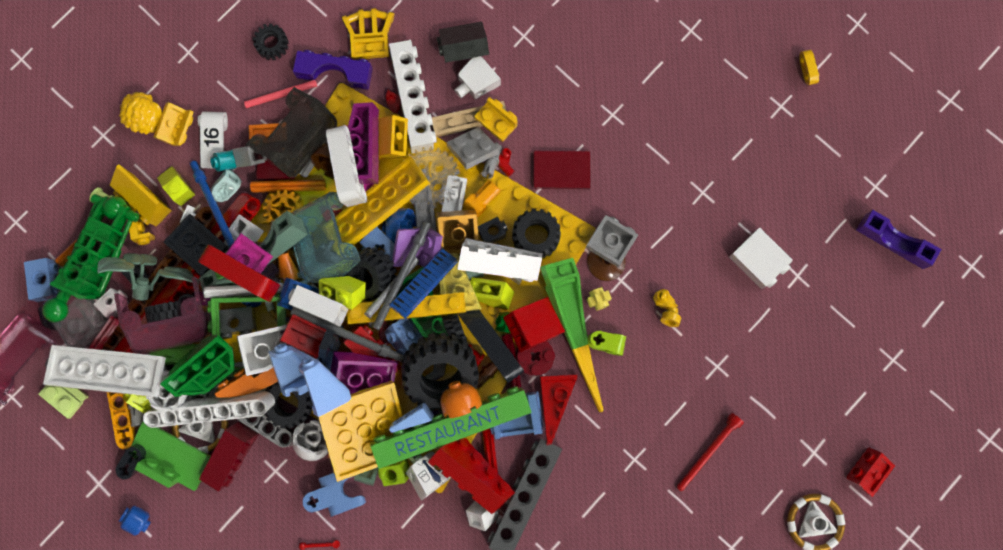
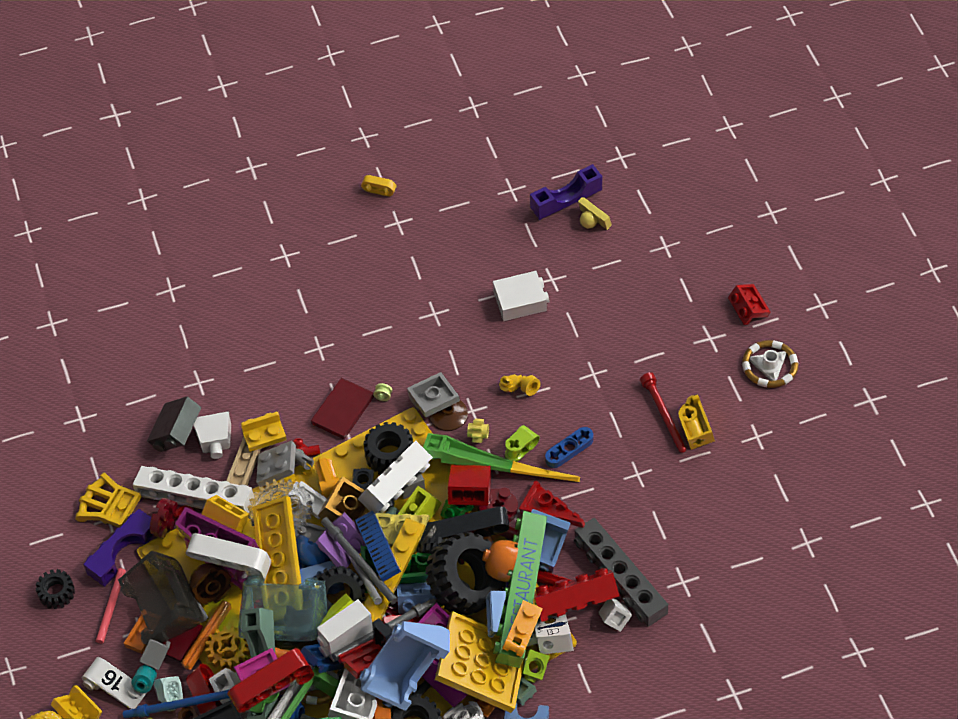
camera: 60 degrees left, 25 degrees down
(373, 88) = (163, 520): none -> dark red plate
(403, 453) = (522, 628): none -> light orange plate
(594, 195) = (382, 392): none -> yellowish green bush
(643, 387) = (566, 455): none -> blue beam
(706, 494) = (695, 423): none -> yellow piece
(886, 276) = (592, 215): none -> light yellow tile

